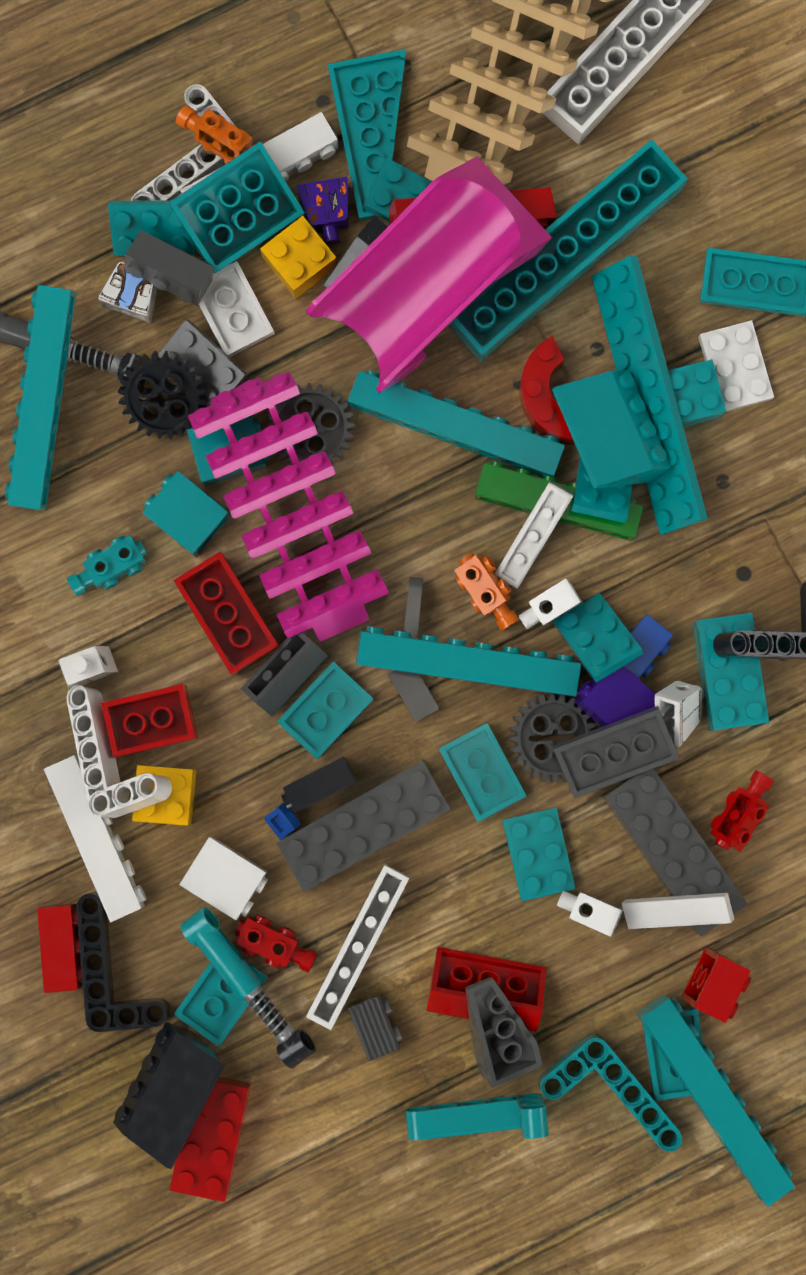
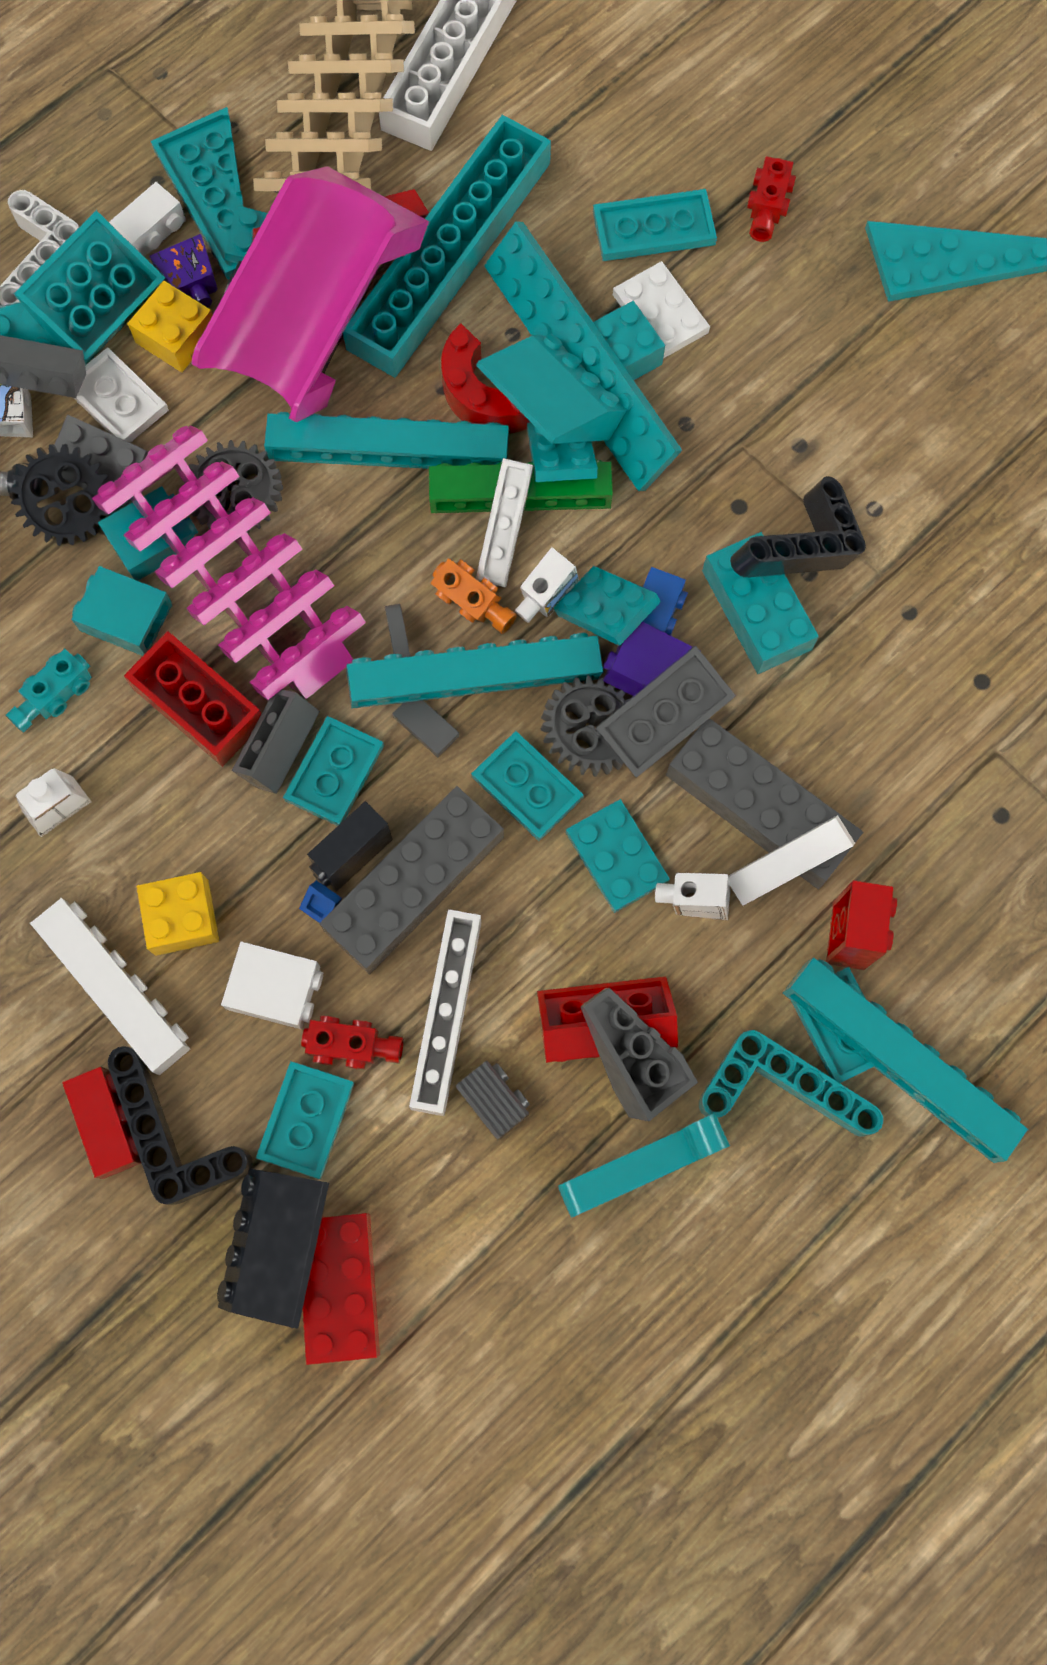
camera: 20 degrees left, 10 degrees down
(102, 763) = (107, 923): white beam -> none
(149, 721) = (138, 836): red brick -> none
(204, 931) = (265, 1048): piece -> none
(225, 138) = (44, 222): orange brick -> none
(680, 709) = (721, 648): white torso -> none
(742, 813) = (823, 742): red brick -> none

